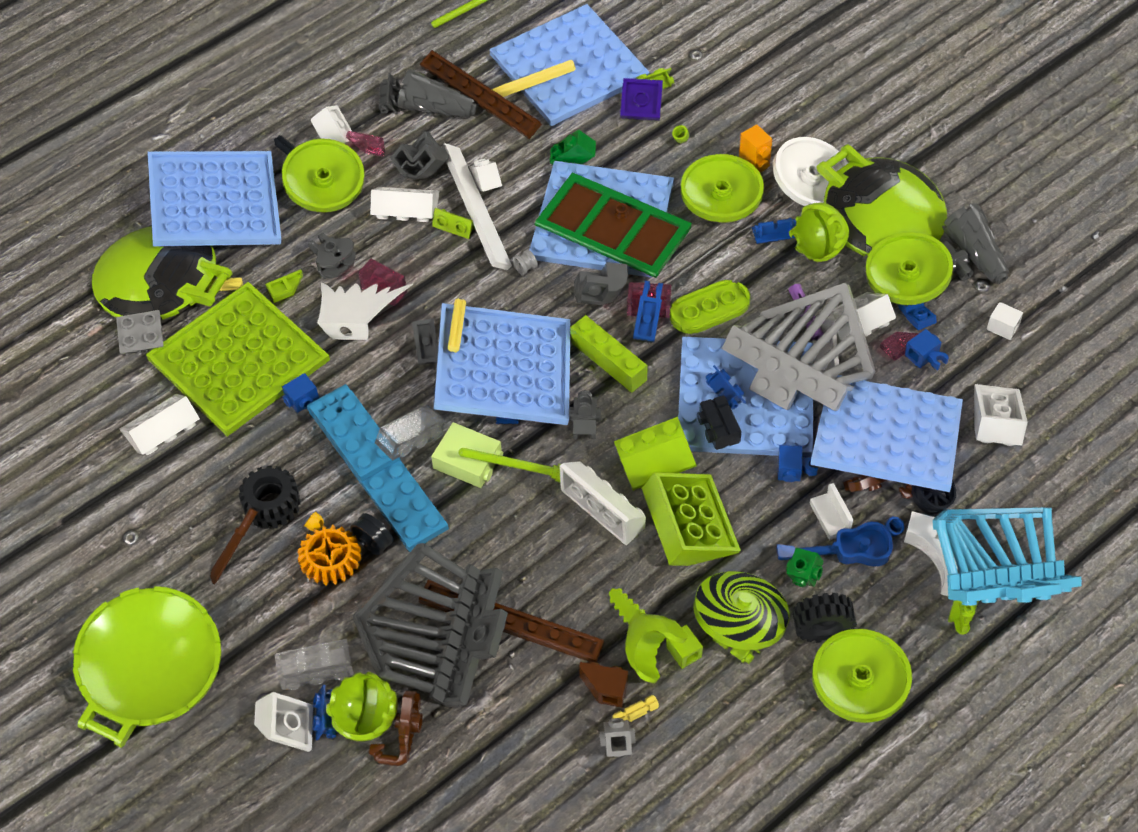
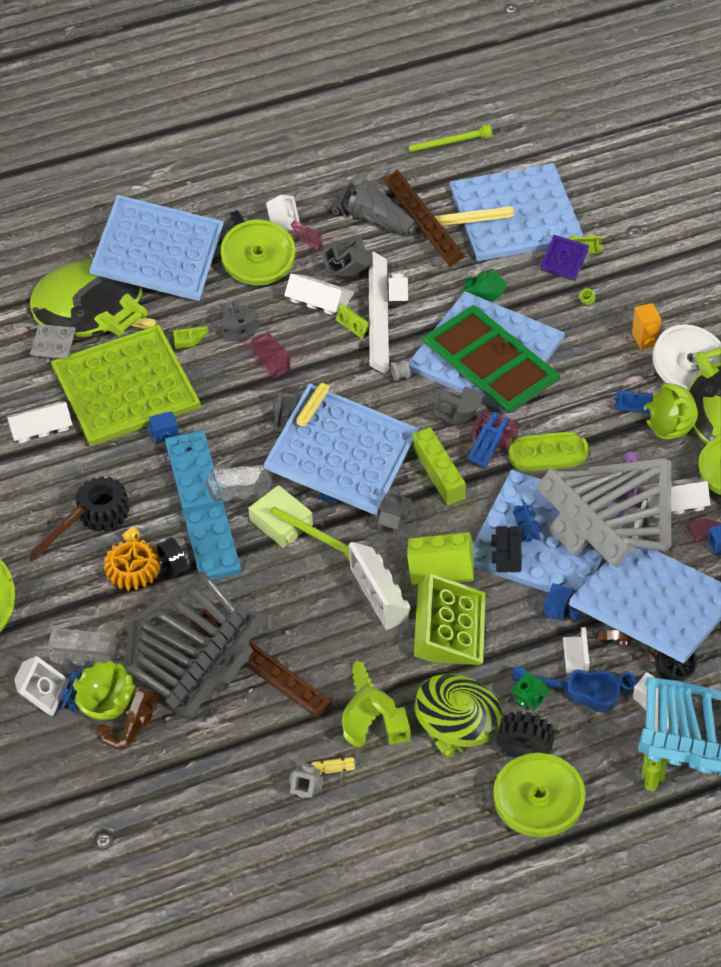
camera: 20 degrees right, 5 degrees down
(352, 309) = (234, 369): white piece -> none
(605, 683) = (317, 735): reddish brown slope -> none
(722, 188) = (602, 352): lime dish -> none

